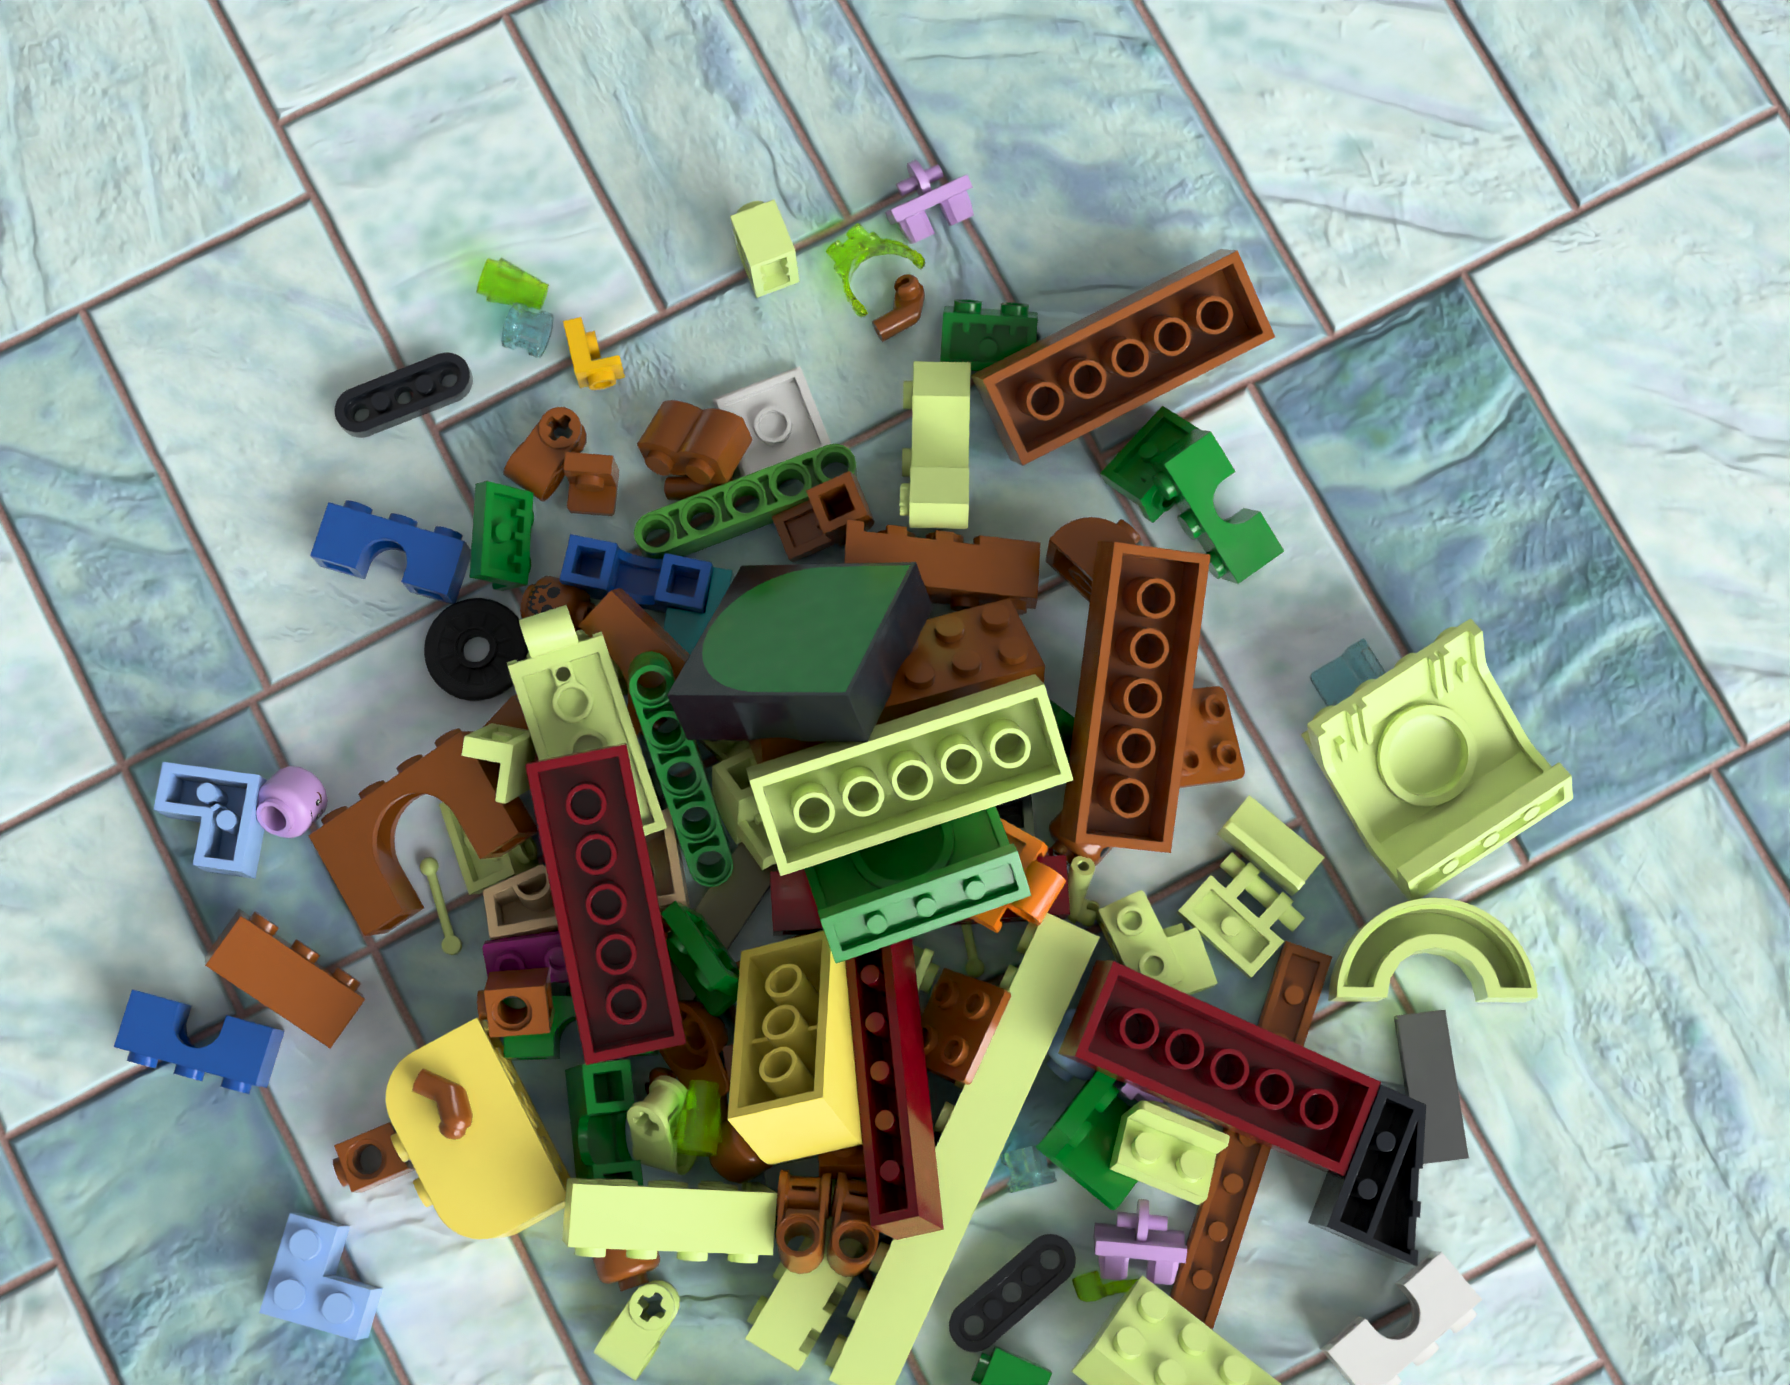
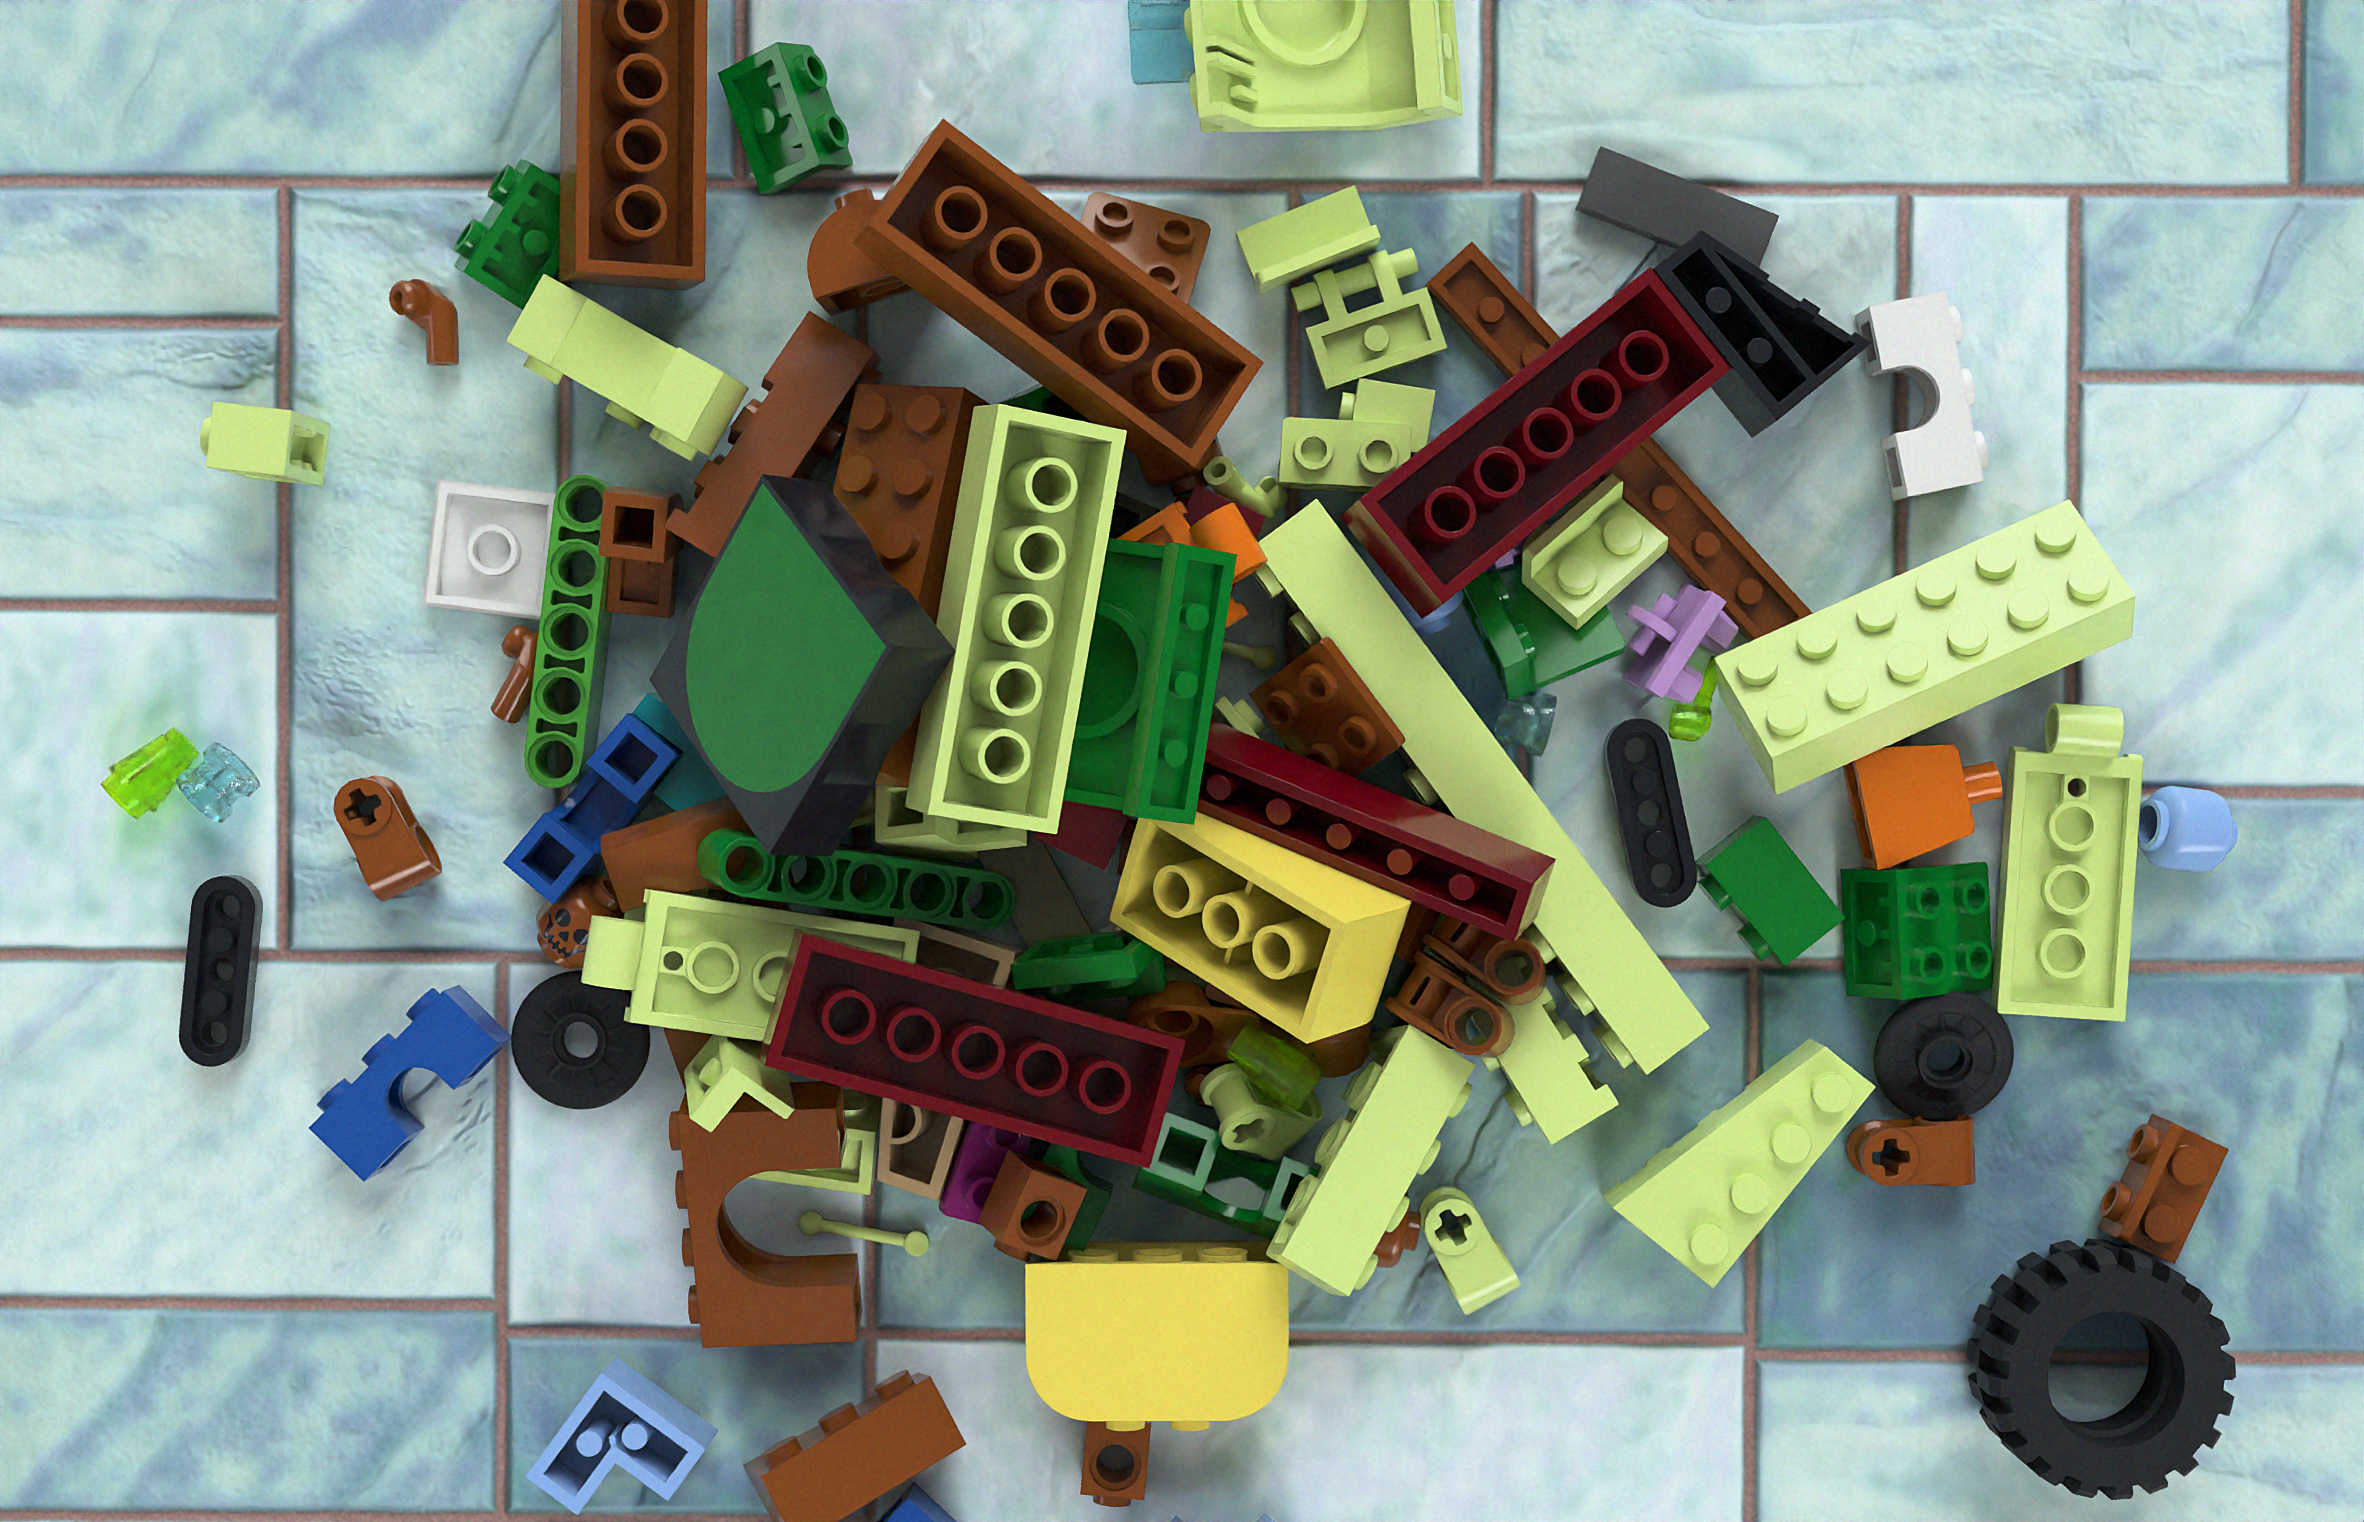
camera: 65 degrees left, 10 degrees up
(291, 802) = (651, 1348): lavender head -> none
(451, 1102) = (1109, 1343): dark orange arm -> none
(501, 535) = (459, 942): green bracket -> none
(584, 350) = (279, 726): yellow bracket -> none
(591, 483) = (452, 803): dark orange bracket -> none
(694, 442) = (466, 655): dark orange brick -> none
(860, 248) = (327, 329): clear neon green helmet -> none
(950, 196) = (318, 184): lavender hips -> none
(1189, 476) = (825, 88): green arch -> none
(1439, 927) = (1536, 71): yellowish green brick -> none

